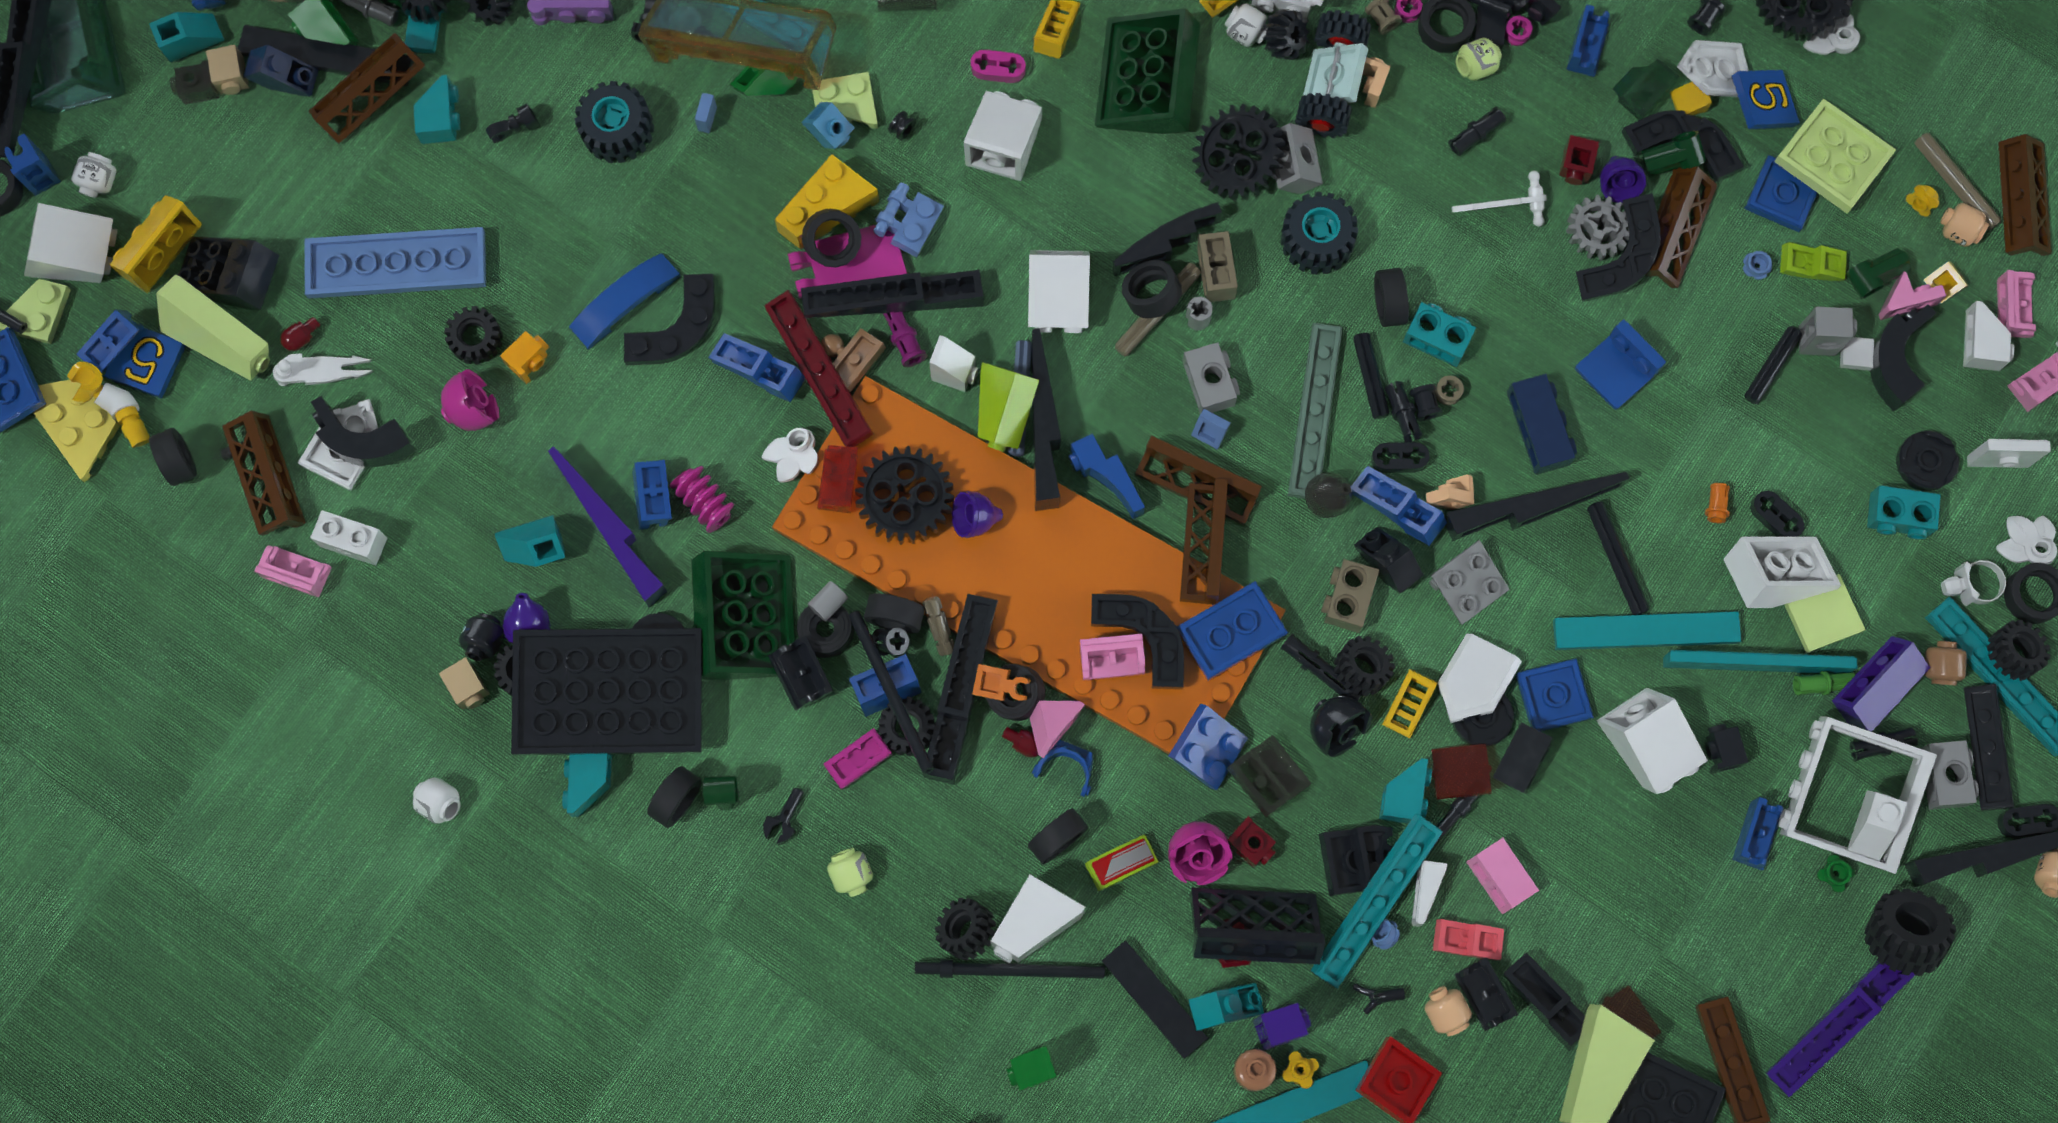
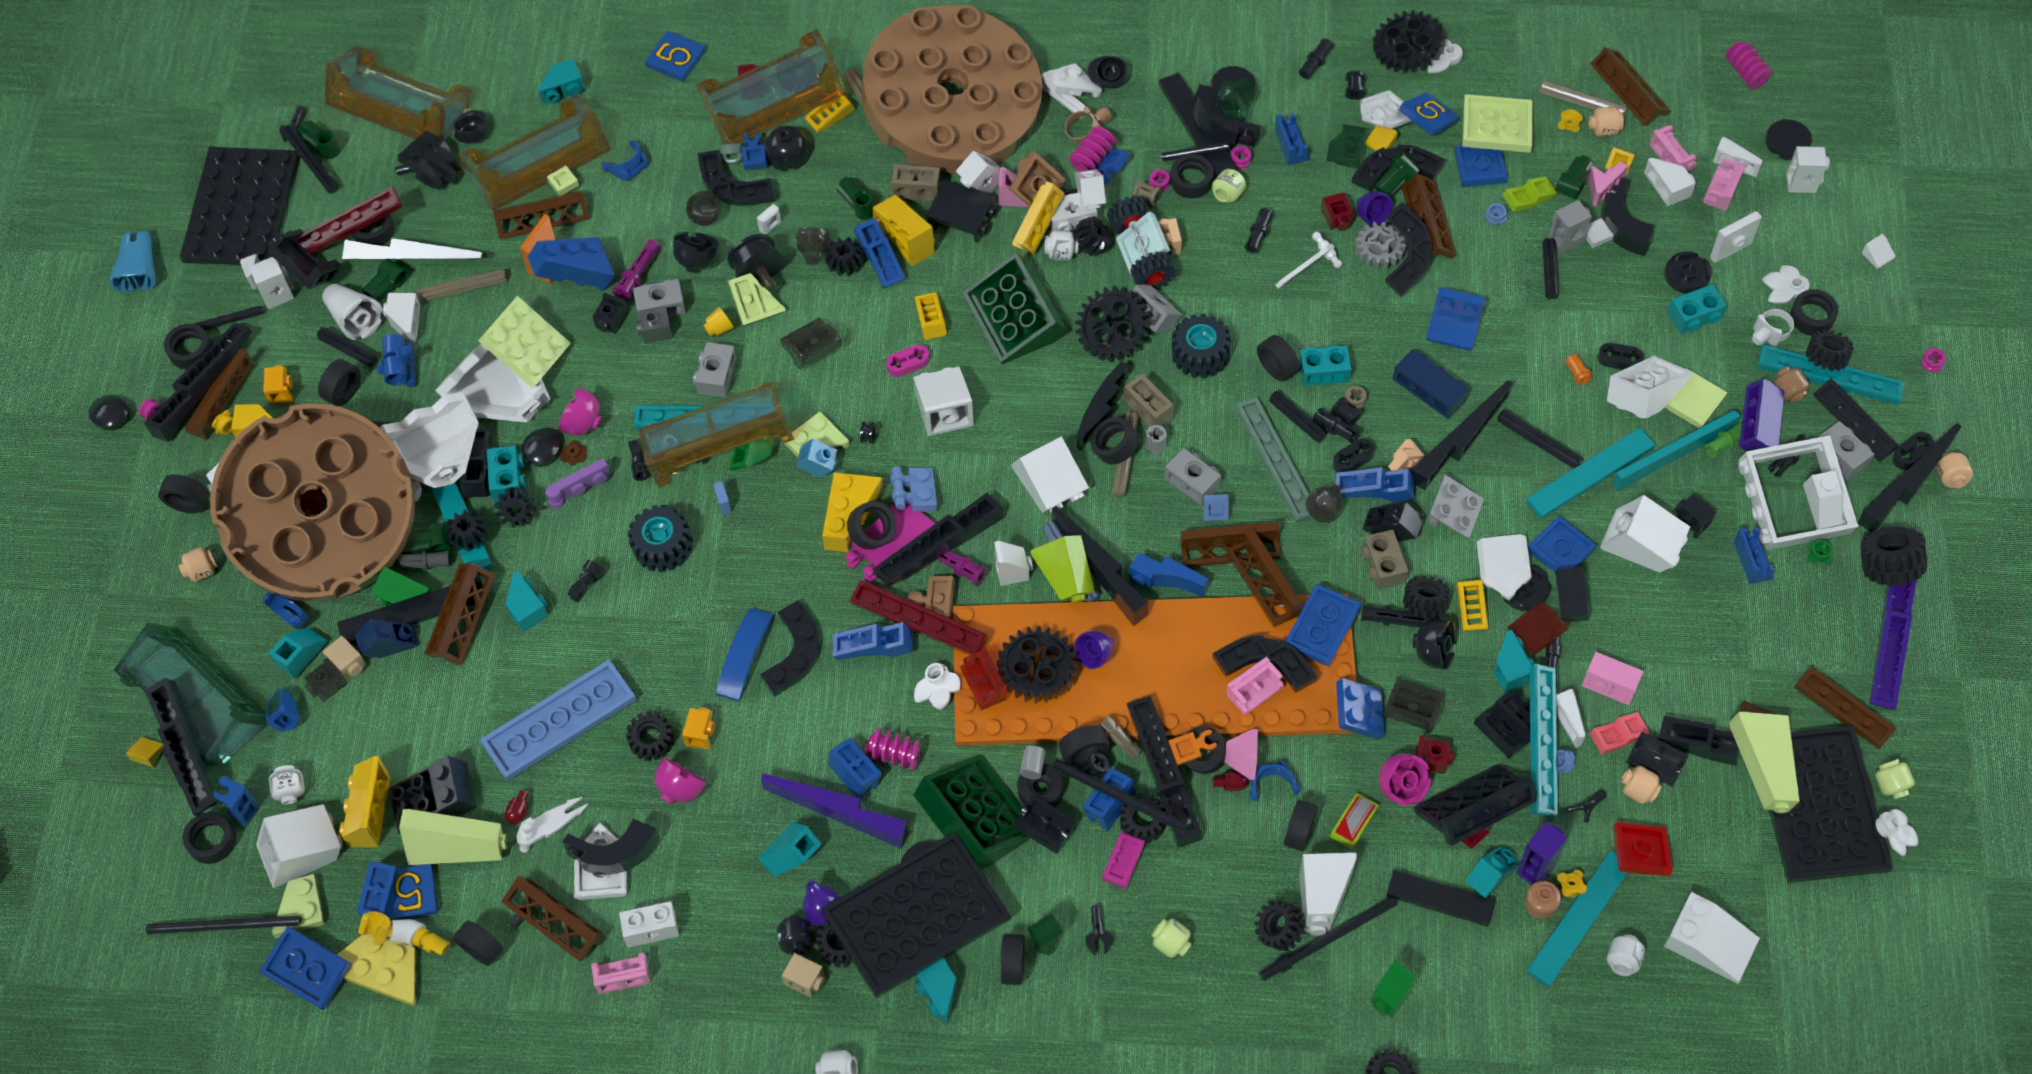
camera: 30 degrees left, 15 degrees down
(136, 91) = (282, 711): none -> blue rock

